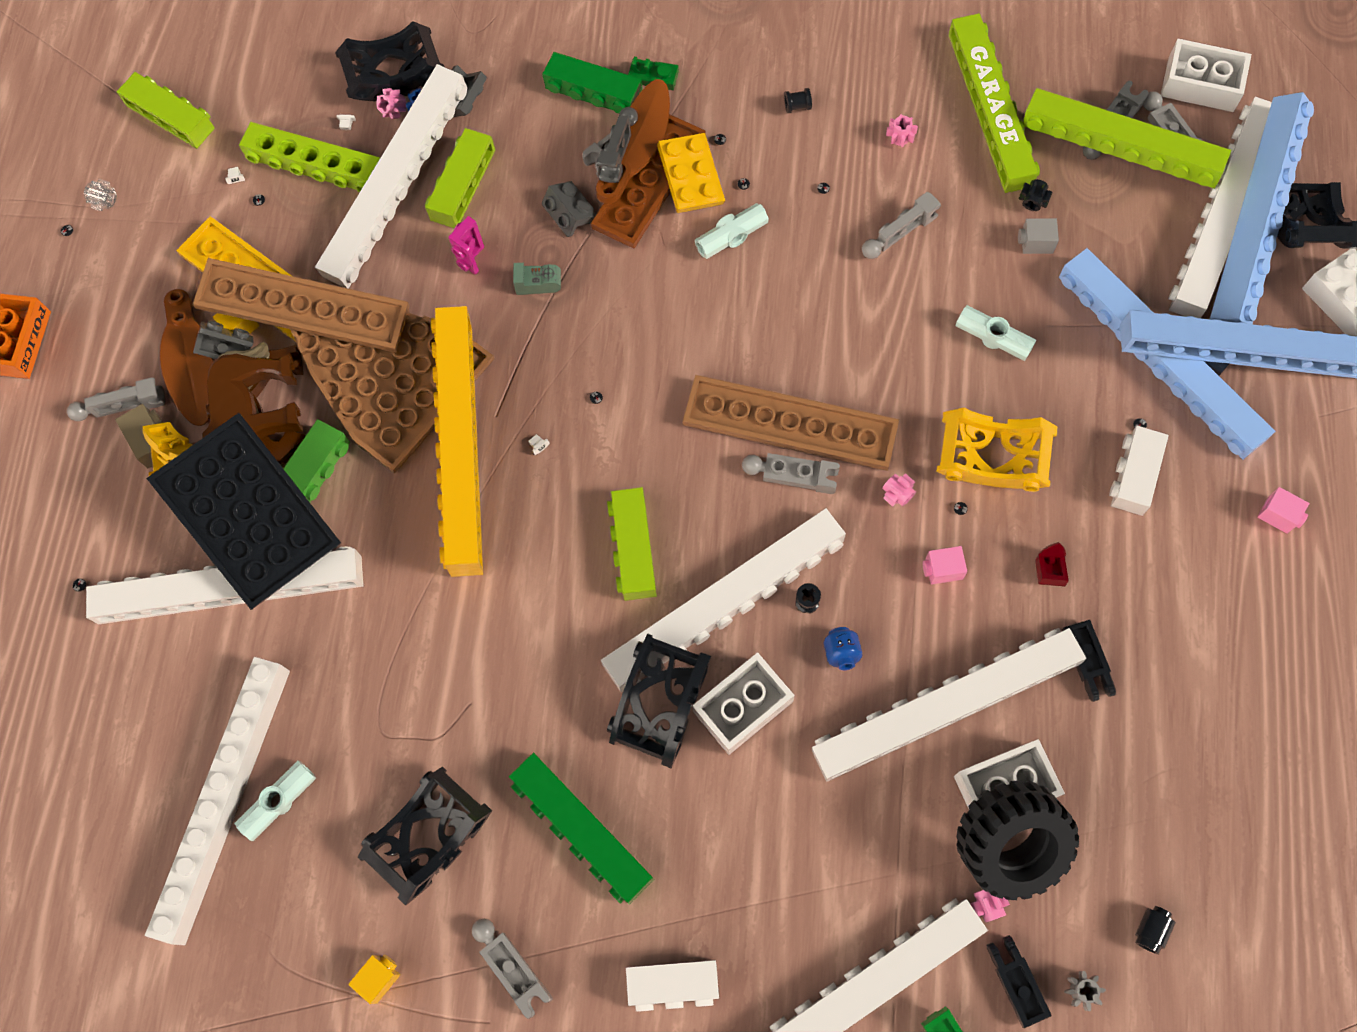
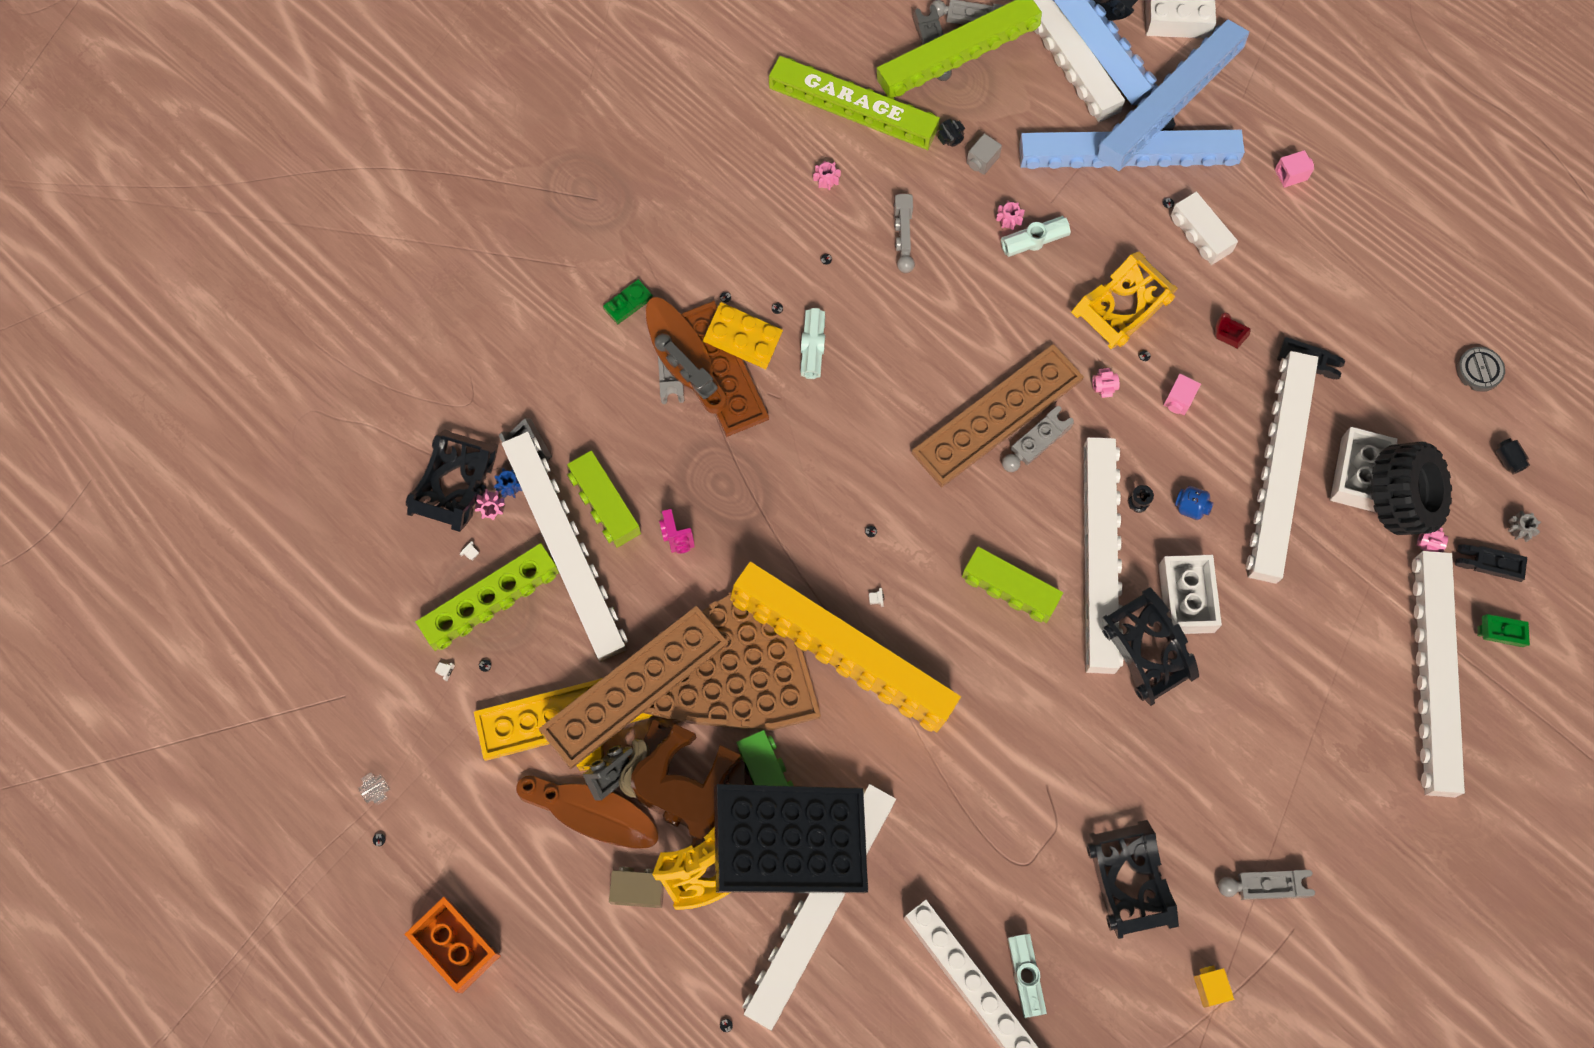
camera: 60 degrees left, 0 degrees up
(117, 401) = (599, 864): light grey plate -> none
(166, 109) = (334, 683): lime brick -> none
(536, 279) = (739, 505): sand green leg -> none
(568, 207) = (696, 441): dark grey bracket -> none
(581, 828) = (1201, 767): green brick -> none
(590, 82) = (602, 349): green brick -> none
(672, 985) = (1352, 781): white brick -> none
(797, 100) = (741, 222): black bush -> none
(997, 298) = (1010, 215): none -> bright pink gear
(1228, 836) = (1480, 369): none -> tile

